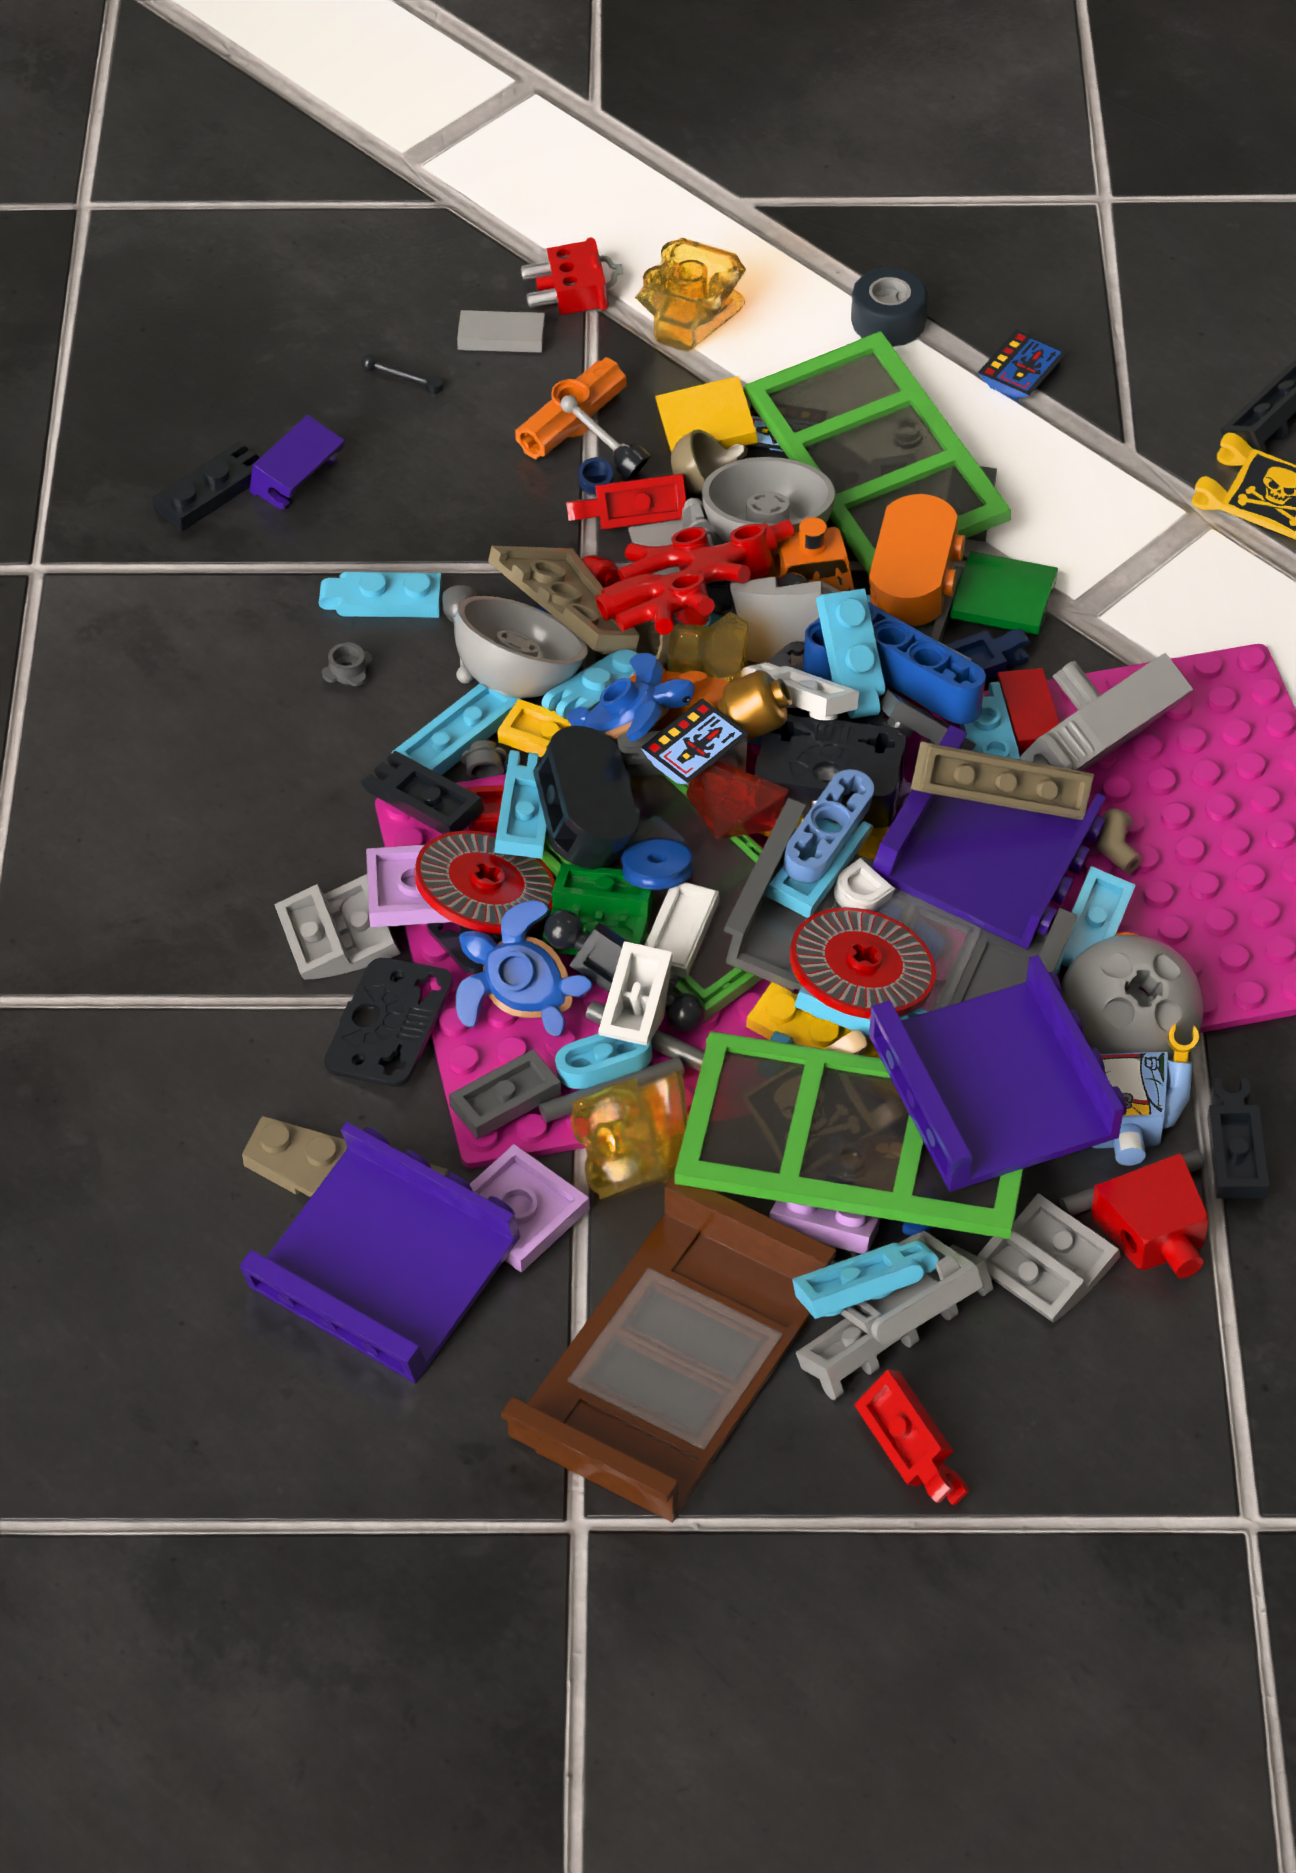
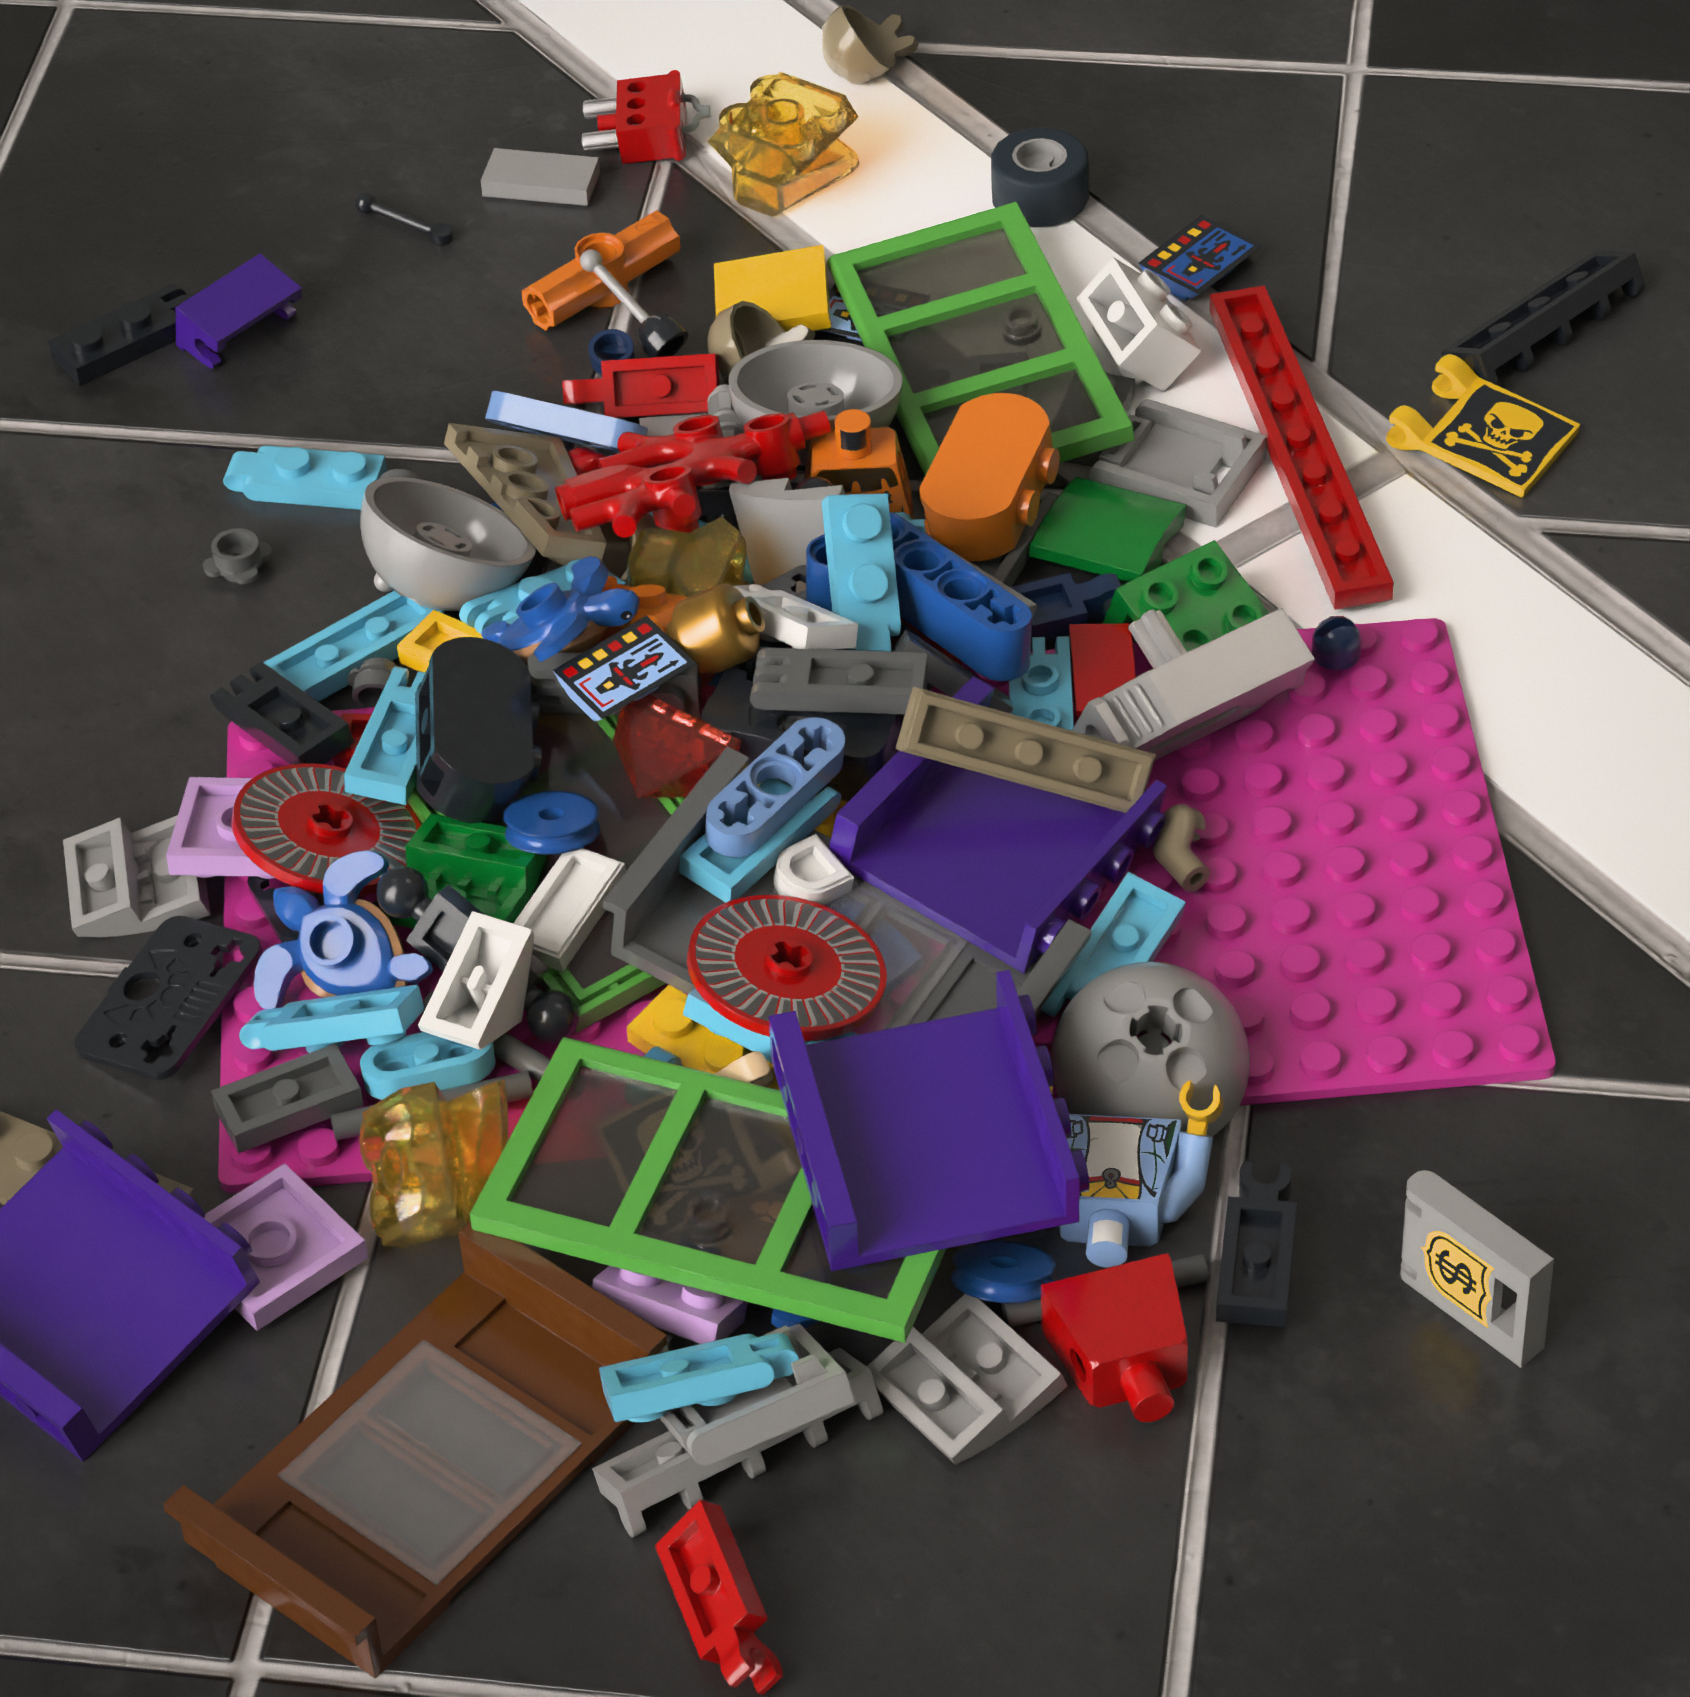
camera: 10 degrees right, 5 degrees down
(521, 1032) = (320, 1022): none -> medium azure hinge
(572, 536) = (558, 421): none -> beam
(726, 207) = (860, 47): none -> dark tan piece
(856, 738) = (837, 680): none -> dark grey hinge
(994, 425) = (1139, 324): none -> white brick
(1043, 530) = (1178, 460): none -> light grey container
(1061, 1178) = (1002, 1271): none -> blue piece
(1093, 642) = (1196, 593): none -> green bracket
(1133, 514) = (1301, 449): none -> red plate
(1197, 669) = (1336, 643): none -> dark blue hinge

